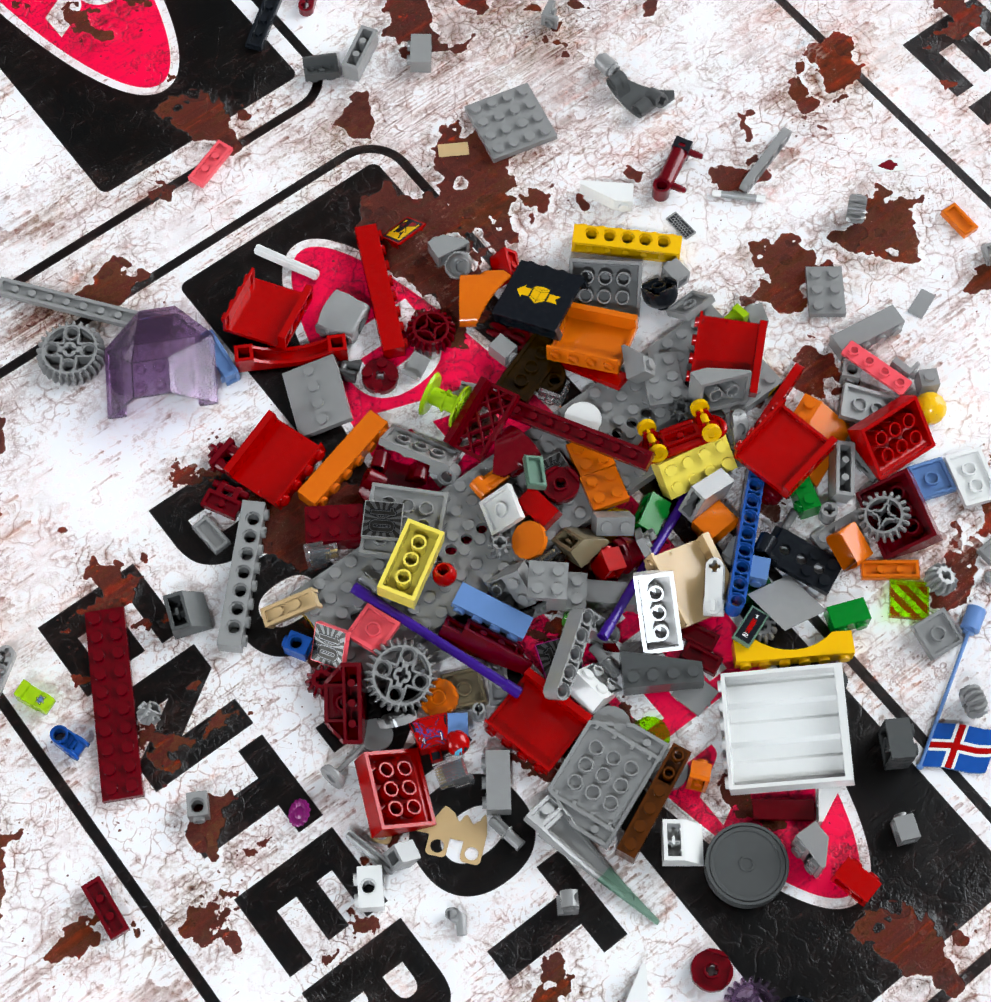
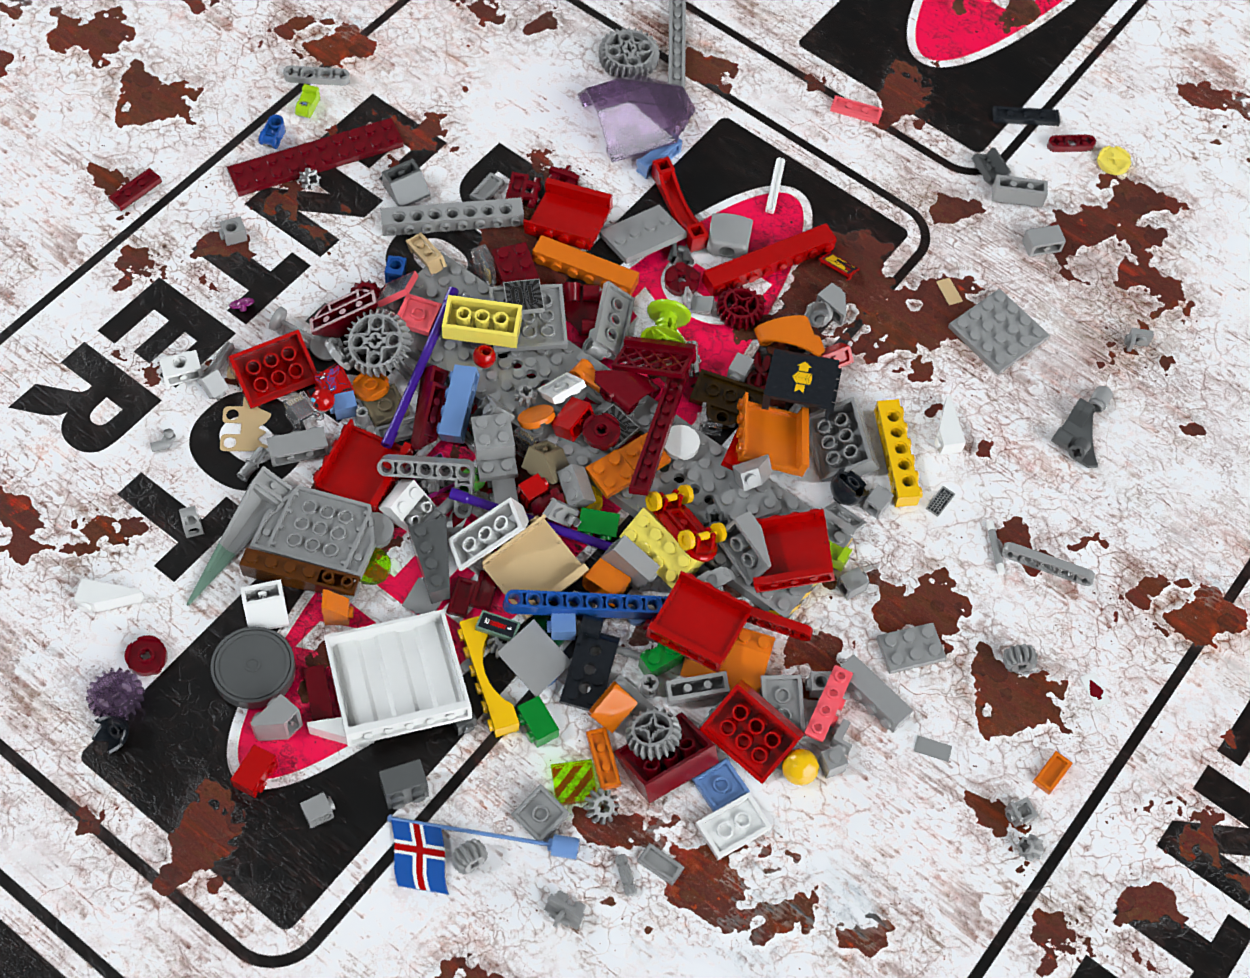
camera: 70 degrees right, 5 degrees down
(266, 311) = (717, 177): red panel -> none
(534, 472) = (603, 402): sand green tile -> none
(679, 154) = (1024, 482): dark red piece -> none
(714, 589) = (530, 580): white piece -> none

